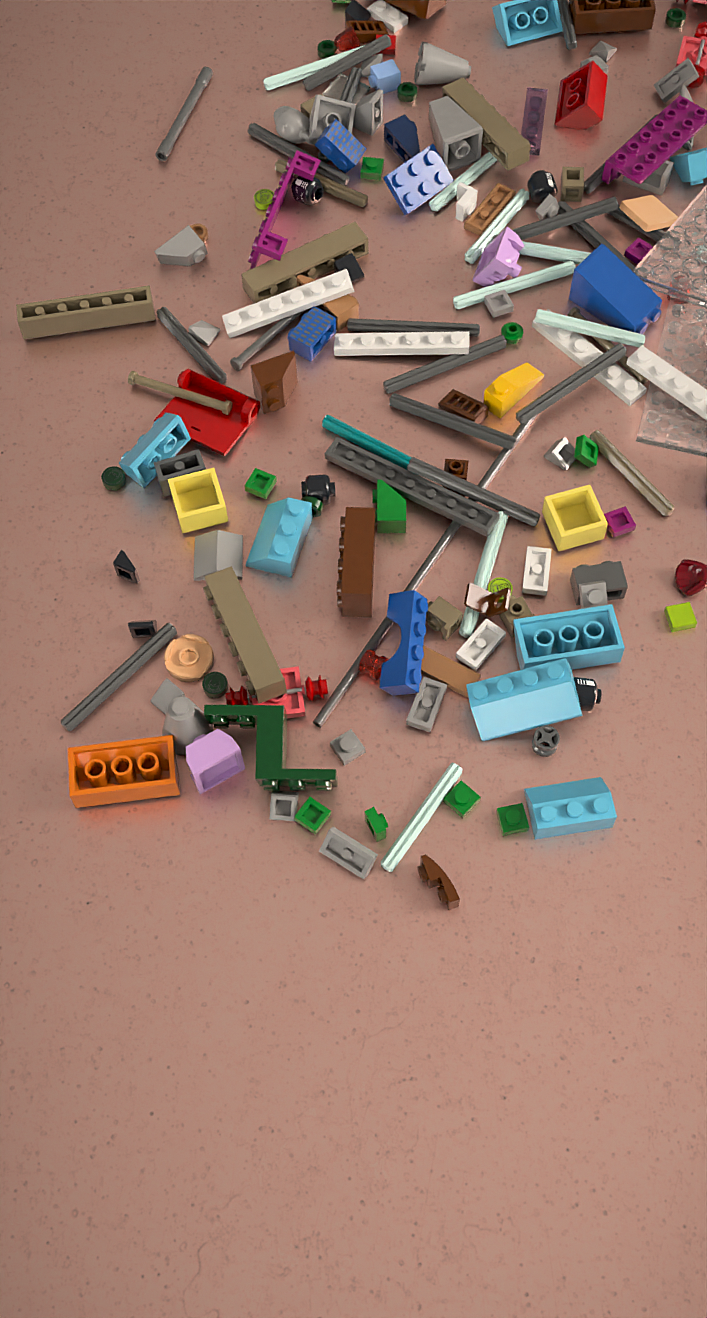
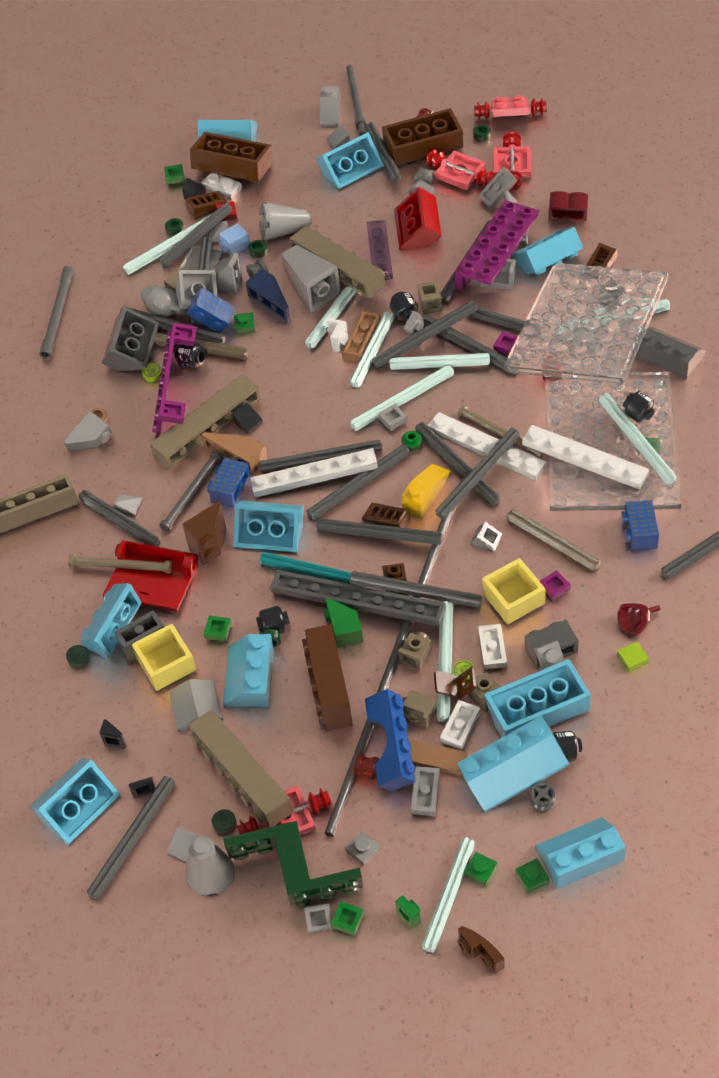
camera: 10 degrees left, 10 degrees down
(72, 625) = (75, 800): none -> medium azure slope
(123, 771) = (159, 922): orange slope -> none
(189, 658) = (192, 803): light nougat tile -> none
(213, 759) = (242, 889): lavender brick -> none
(250, 161) = (130, 341): none -> dark grey slope
(288, 303) = (200, 460): white plate -> none
(339, 388) = (268, 526): none -> medium azure slope
(347, 40) = (191, 215): clear red tile -> none
(348, 852) = (390, 944): light grey plate -> none
(395, 112) = (255, 268): none -> dark grey wheel
(418, 179) = (290, 324): plate -> none
(456, 555) = (415, 650): none -> dark tan brick
(499, 259) = (382, 378): lavender brick -> none
(552, 367) = (456, 462): none -> dark grey axle
(586, 451) = (507, 529): green plate -> none
(589, 328) = (477, 420): light aqua axle -> none
(614, 292) = (494, 385): blue slope -> none
(640, 51) = (459, 169): none -> coral plate
(648, 213) = (505, 307): light nougat tile -> none

